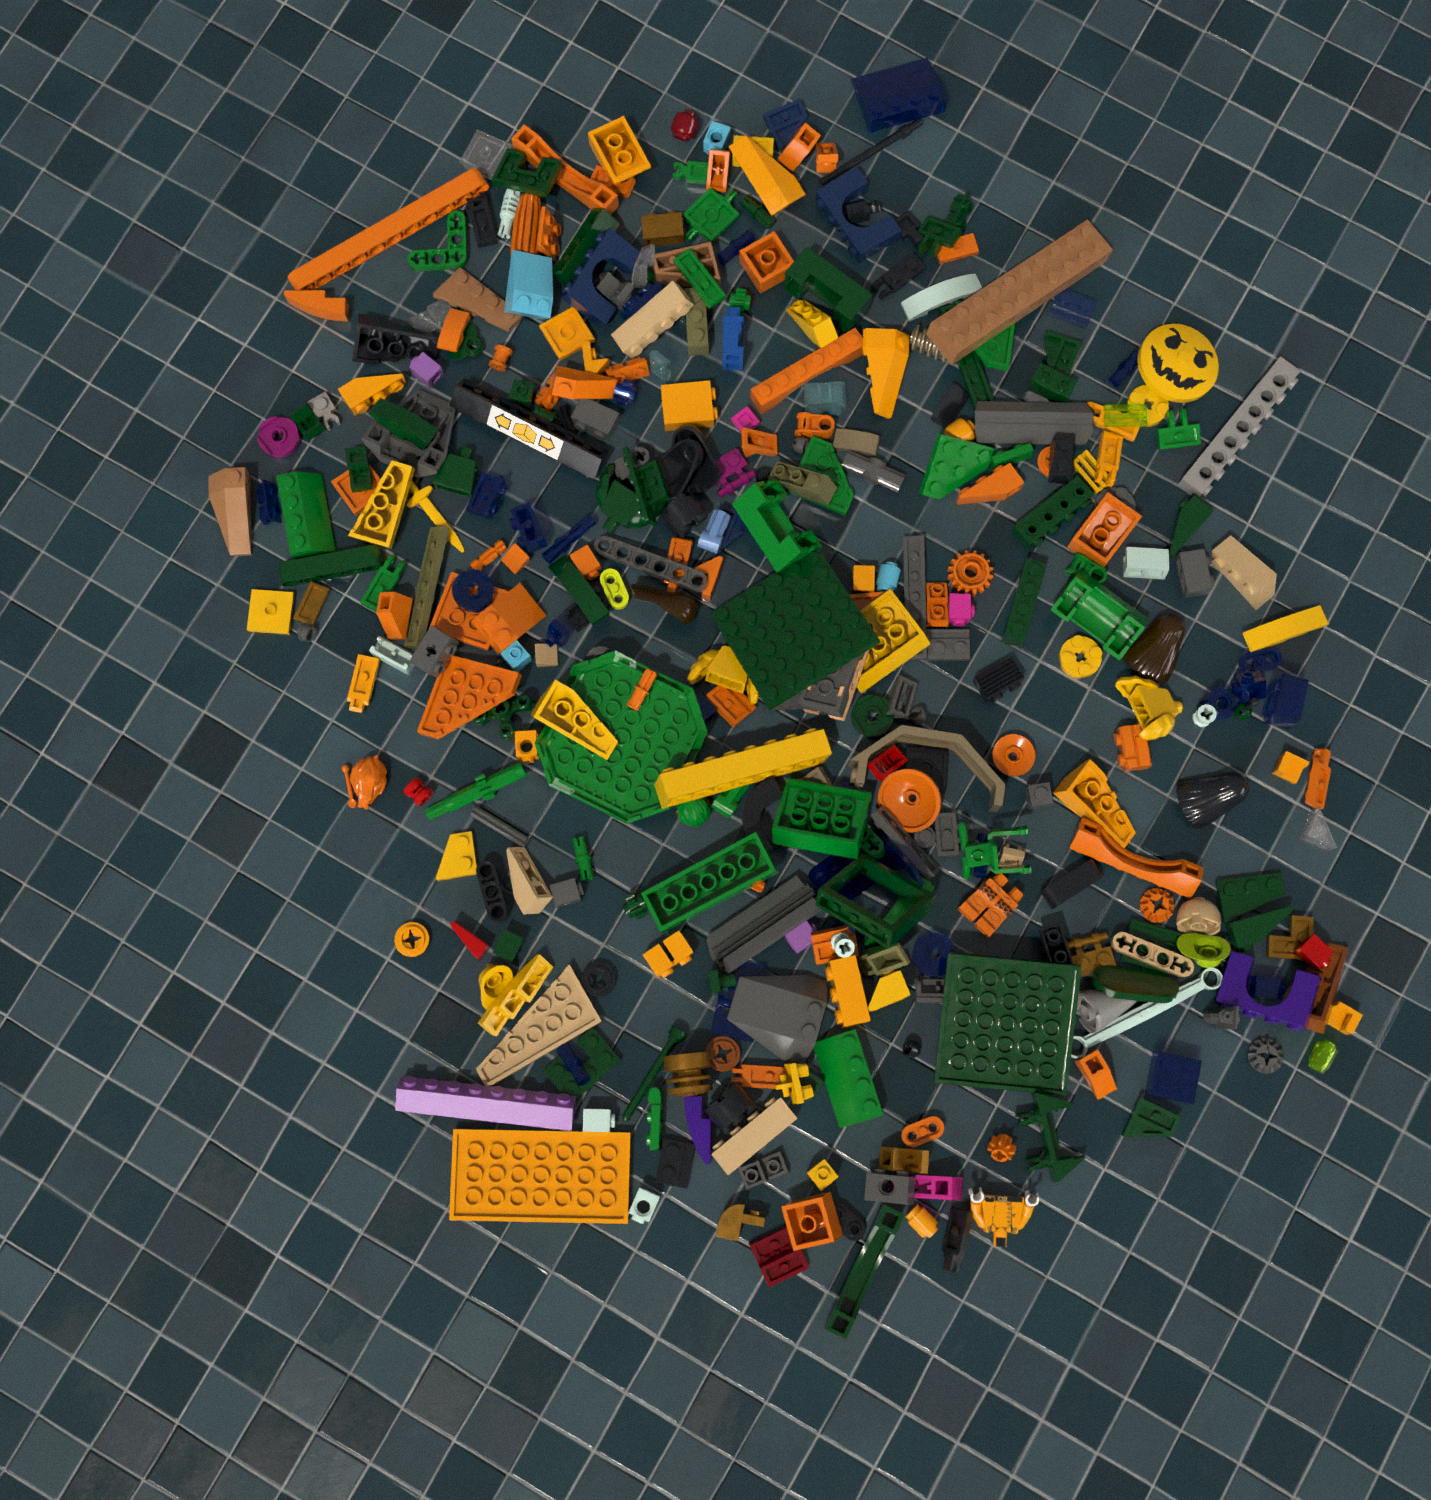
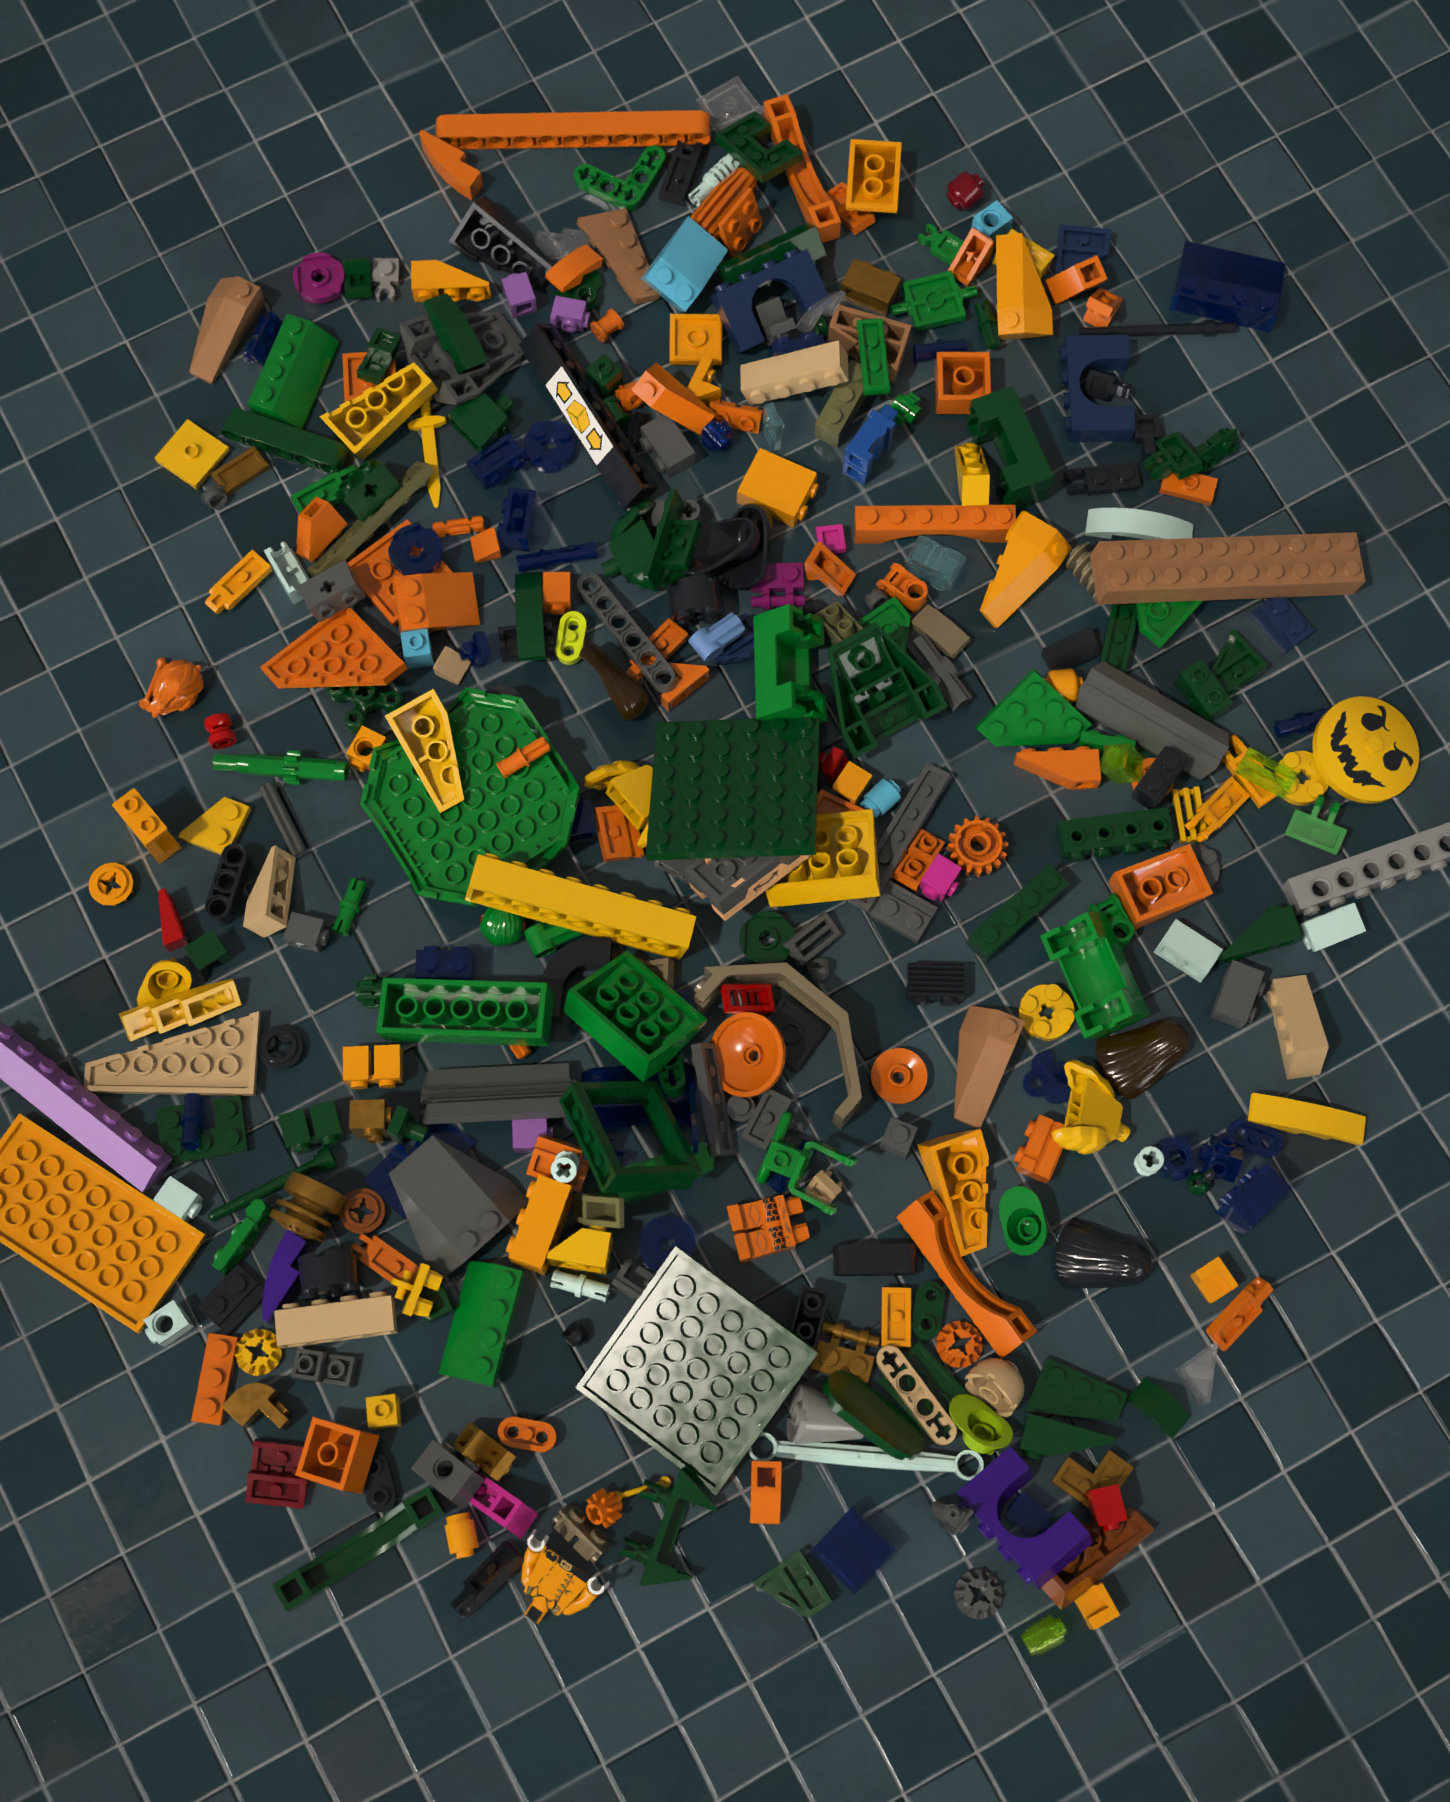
camera: 30 degrees right, 5 degrees down
(411, 567) = (379, 487): none -> dark green brick
(413, 886) = (146, 826): none -> light orange panel
(471, 364) = (570, 314): none -> medium lavender brick
(515, 453) = (542, 433): none -> clear blue plate
(647, 1028) = (298, 1132): none -> dark green piece
(674, 860) = (445, 964): none -> clear blue brick
(693, 990) = (370, 1119): none -> pearl gold brick
(697, 1221) = (215, 1379): none -> orange plate
(720, 1178) = (261, 1365): none -> yellow gear
(844, 573) = (832, 764): none -> red tile
(845, 505) = (878, 688): none -> dark green wedge
(895, 1015) = (580, 1285): none -> light aqua pin
(1006, 1173) = (573, 1522): none -> dark tan hinge
(1026, 1107) = (664, 1481): none -> yellow hinge
(1029, 463) = (1121, 763): none -> clear neon green brick
(1058, 706) = (983, 1054): none -> medium nougat wedge
(1107, 912) = (896, 1317): none -> light orange plate
(1110, 698) = (1051, 1076): none -> clear blue plate
(1123, 896) = (927, 1310): none -> dark green plate
(1151, 802) = (1022, 1220): none -> green piece
(1226, 493) = (1331, 927): none -> light aqua hinge
(1304, 869) = (1159, 1407): none -> dark green slope

